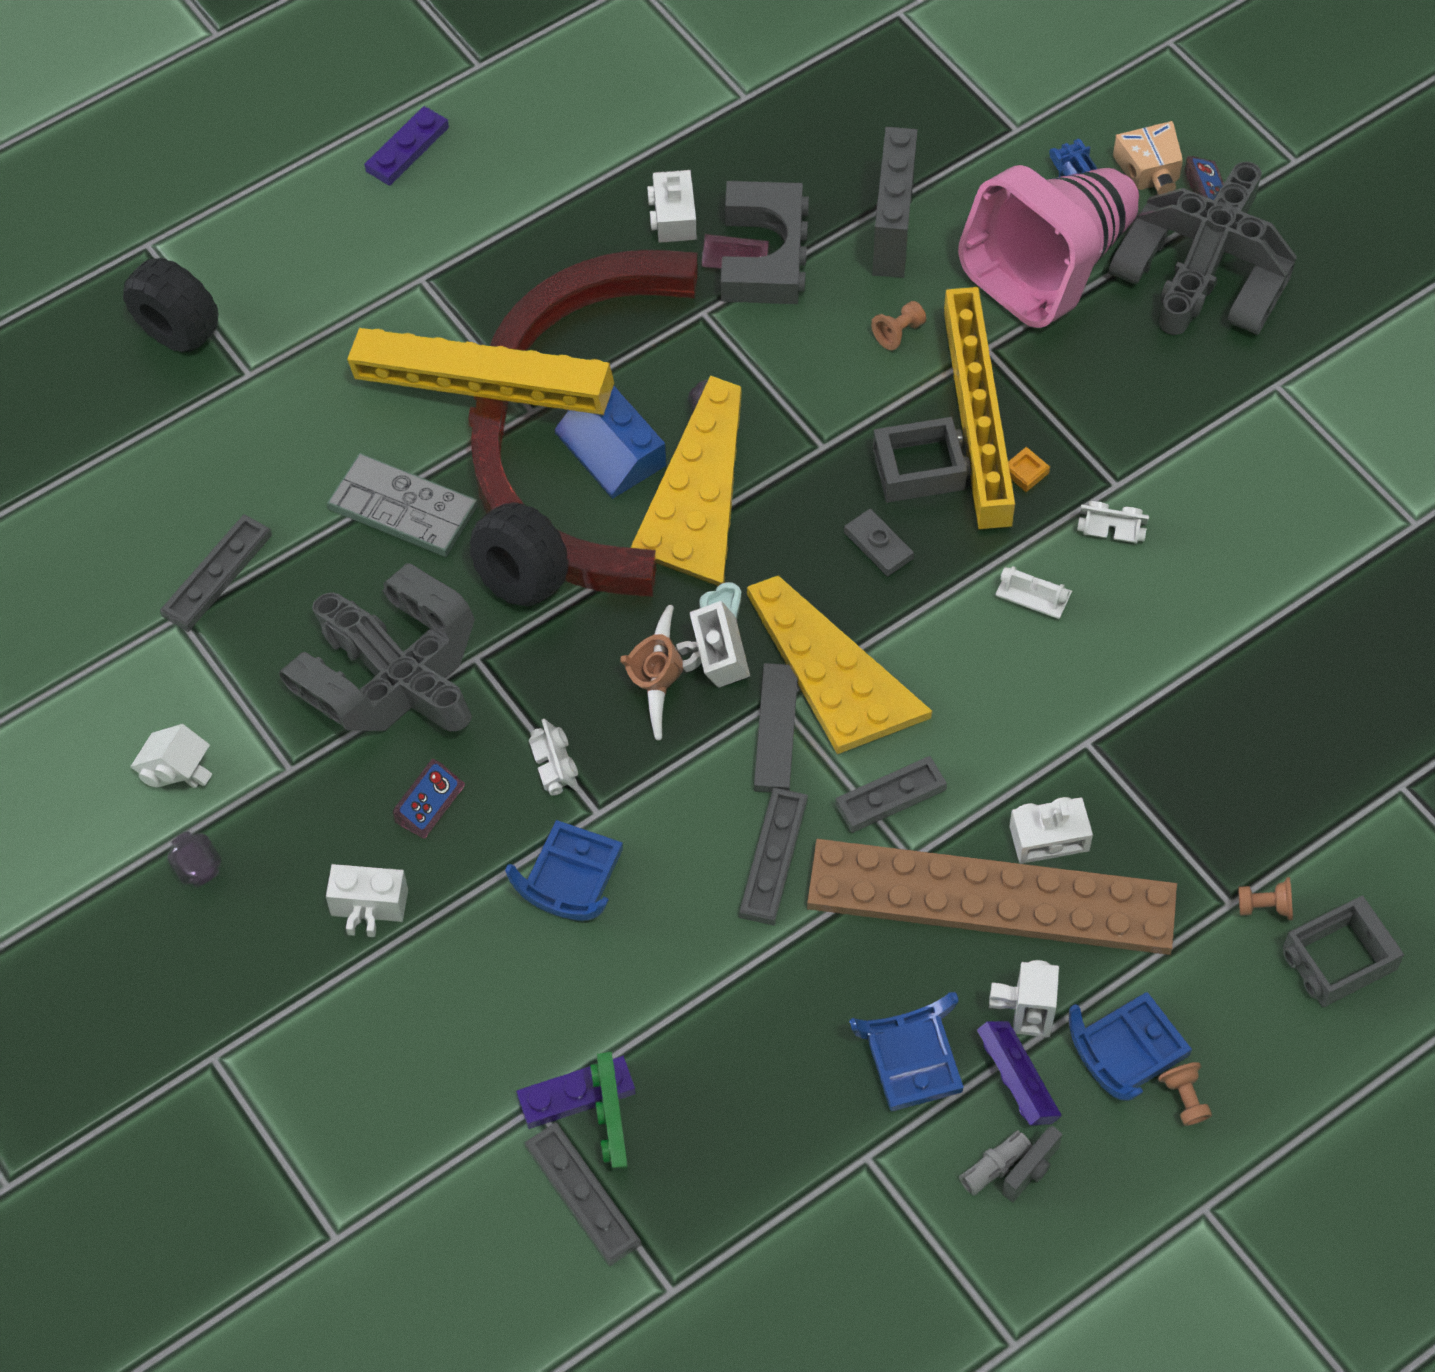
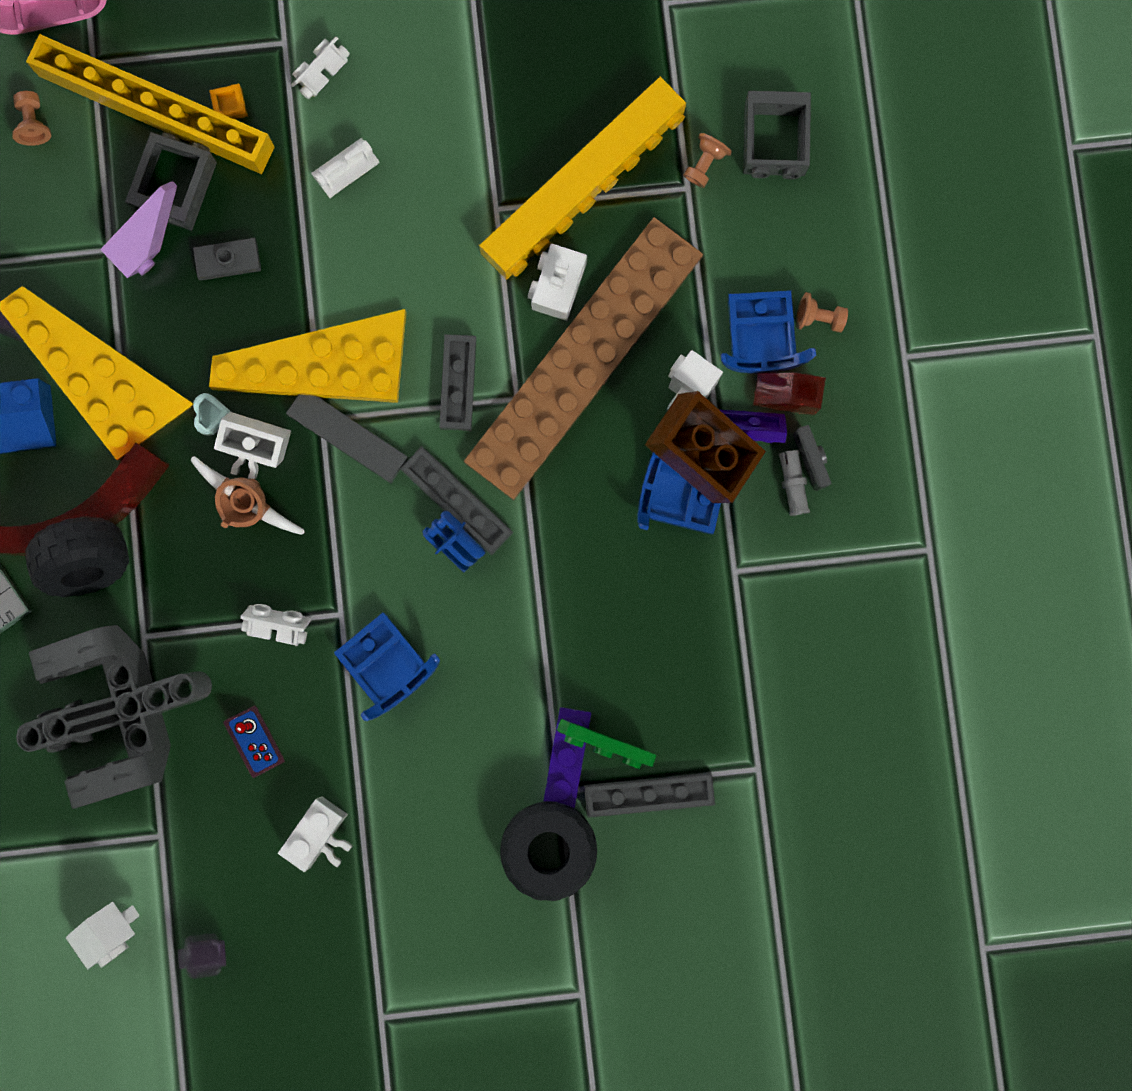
camera: 65 degrees left, 25 degrees up
(475, 1149) = (542, 882): none -> black tyre
(731, 867) = (457, 544): none -> blue arm
(854, 456) = (142, 235): none -> lavender slope
(969, 1033) = (705, 447): none -> reddish brown brick
(1086, 1105) = (790, 392): none -> clear red slope
(1170, 799) = (583, 178): none -> yellow brick

